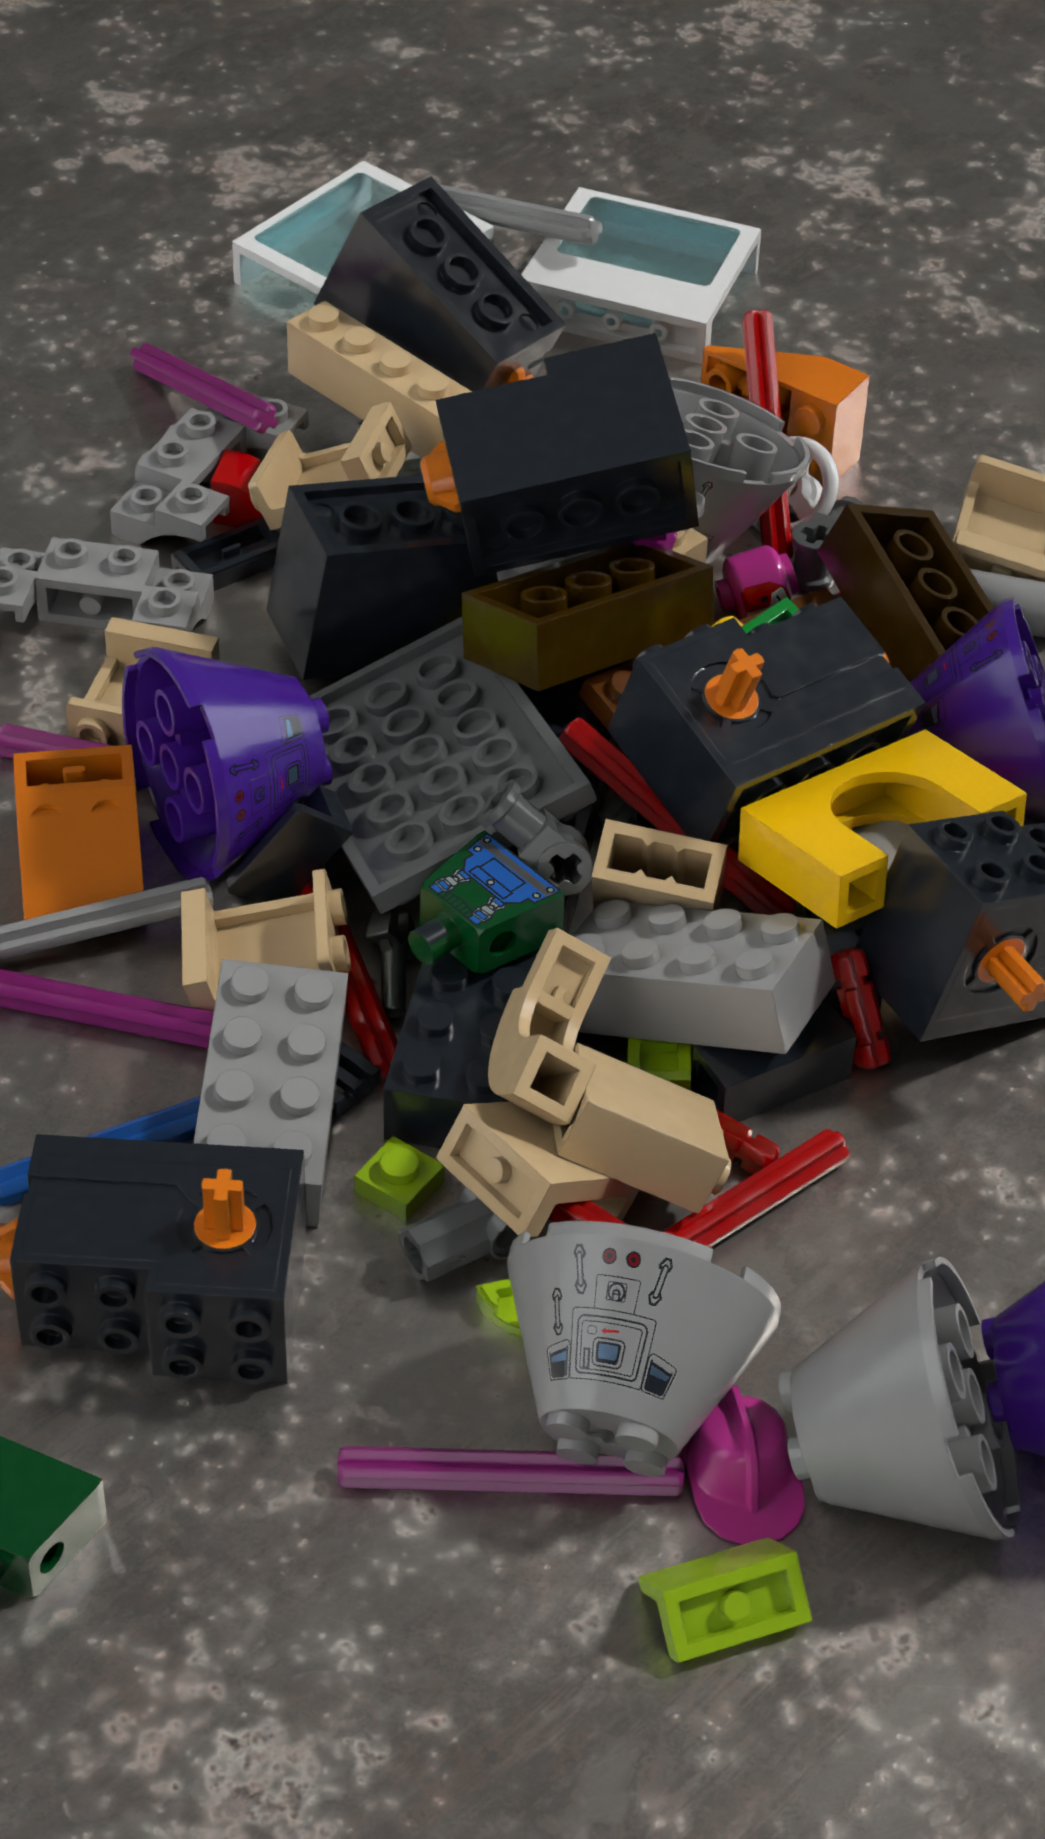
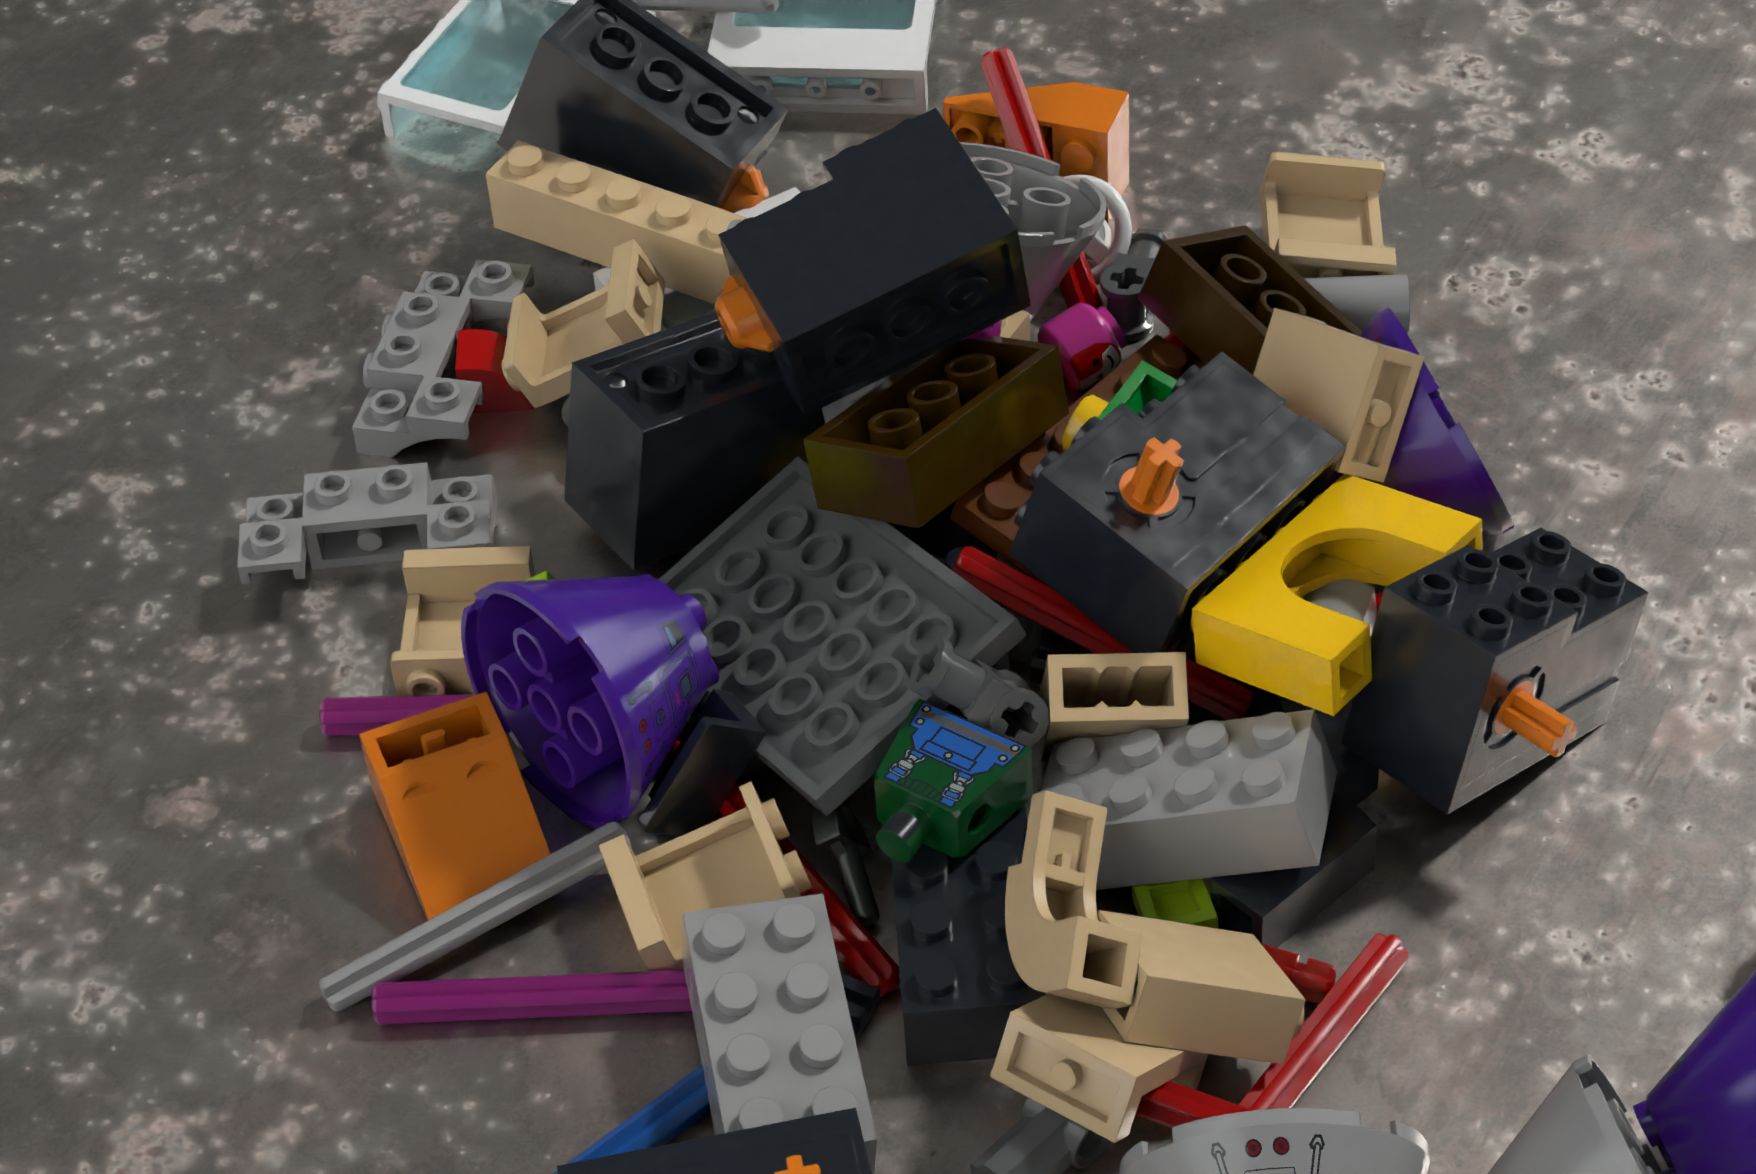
camera: 10 degrees left, 0 degrees up
(204, 388) = (408, 265): magenta axle -> none
(231, 554) = (507, 452): black tile -> none
(399, 1178) = (943, 1105): lime plate -> none
(861, 1007) = (1368, 789): red axle -> none
(944, 655) = (1341, 384): none -> tan panel

